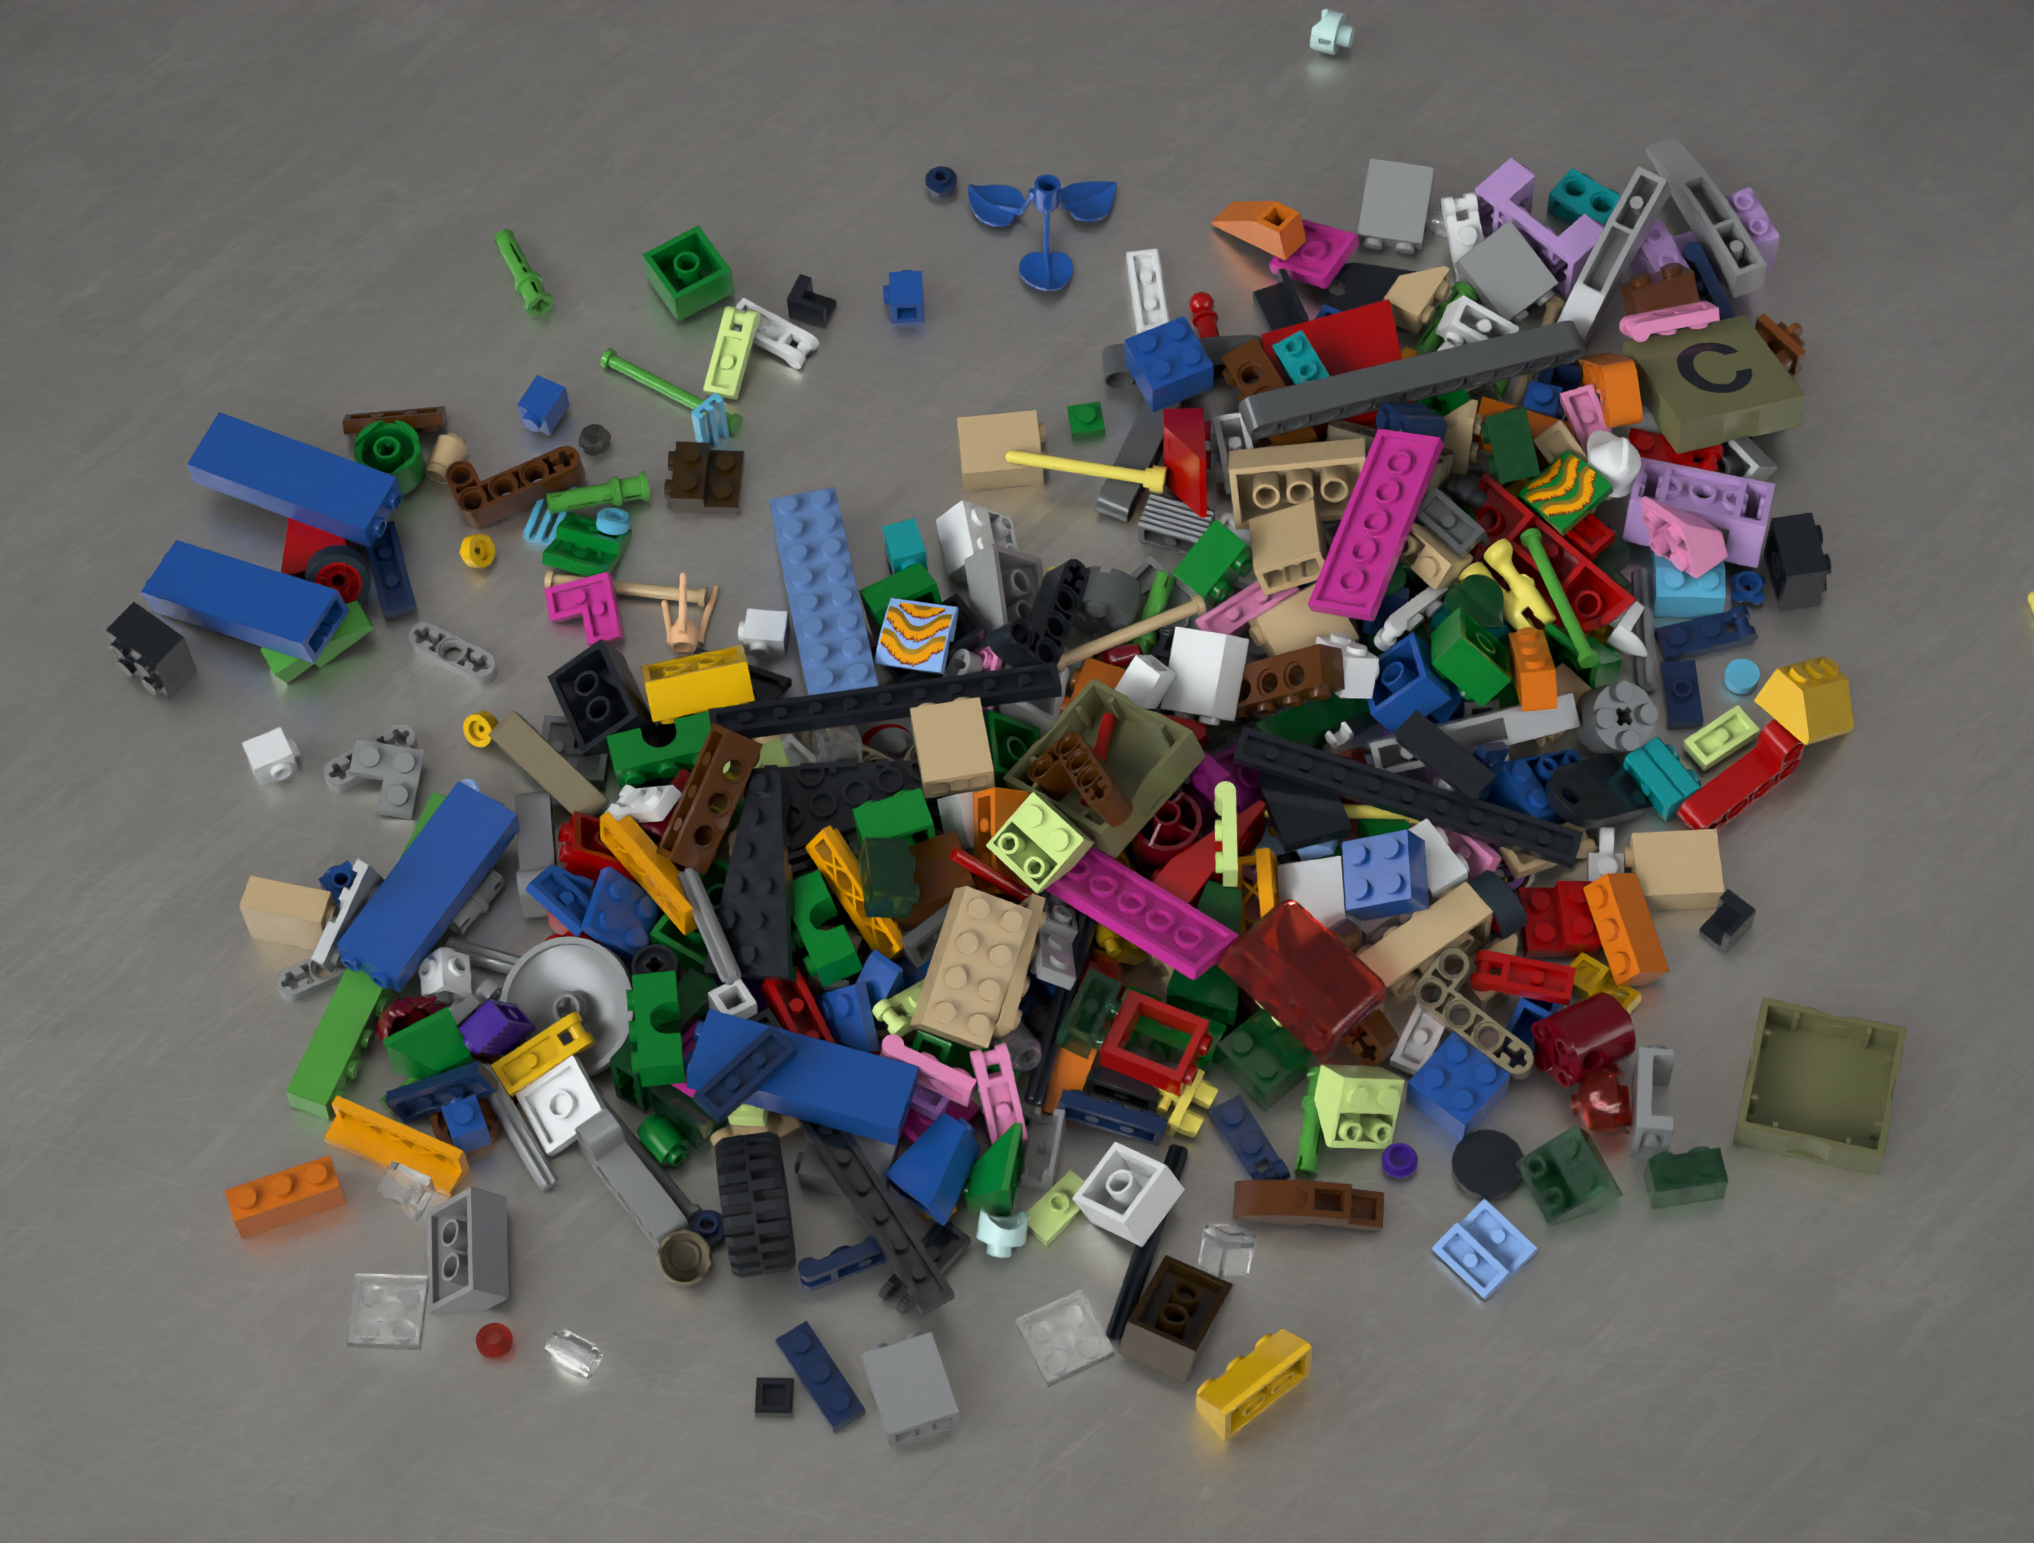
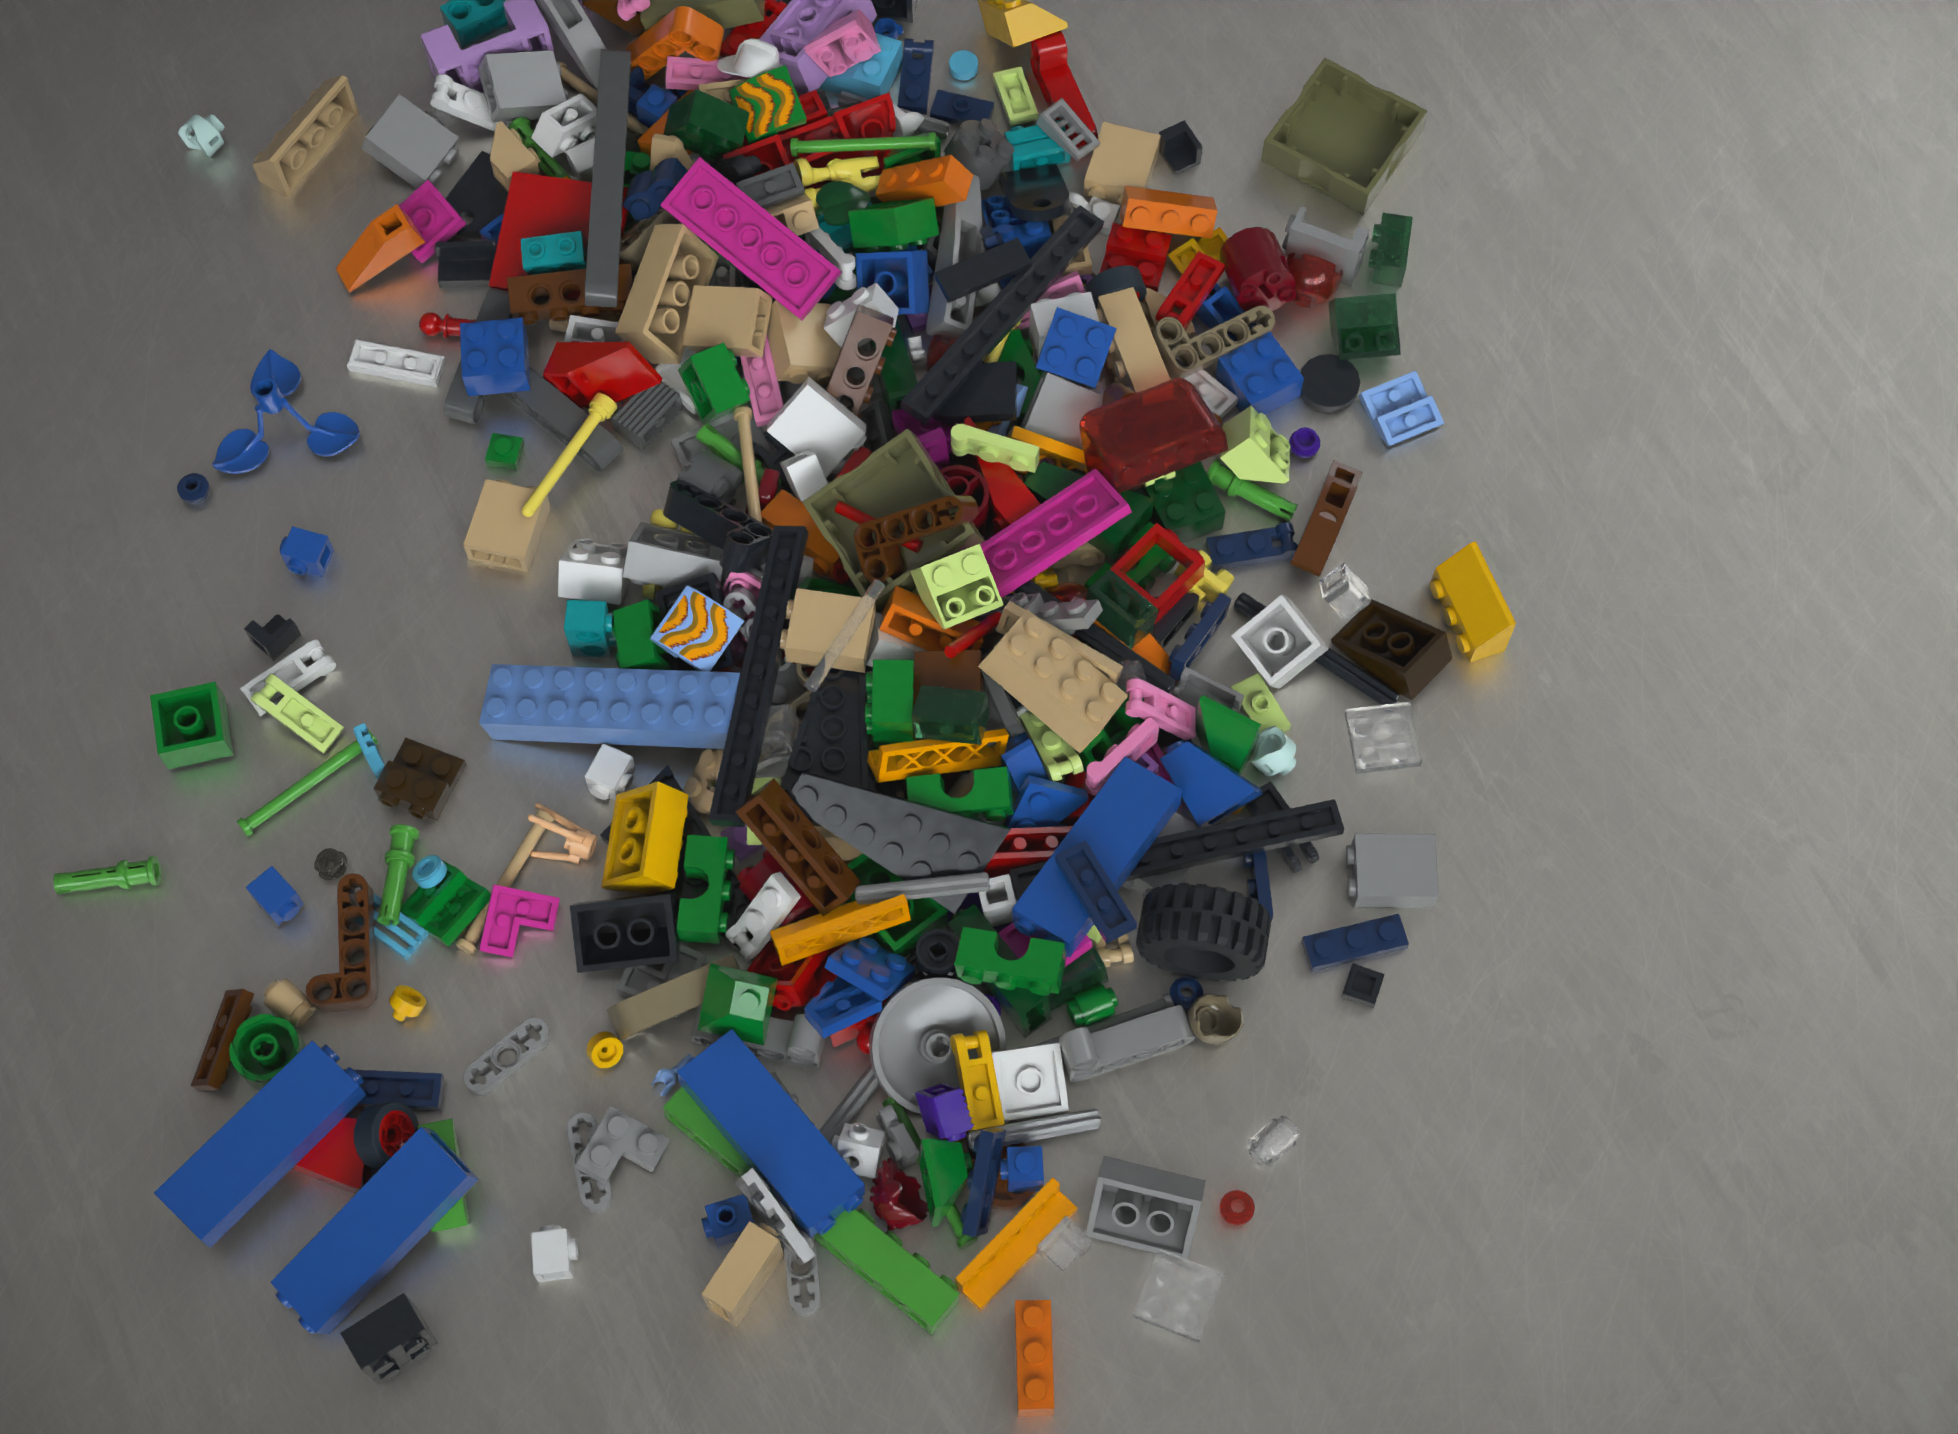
camera: 75 degrees left, 5 degrees up
(548, 814) = (737, 1002): none -> green slope
(939, 754) = (844, 635): none -> clear bar
(1367, 118) = (307, 136): none -> tan slope
(1693, 770) = (1054, 131): none -> light grey slope

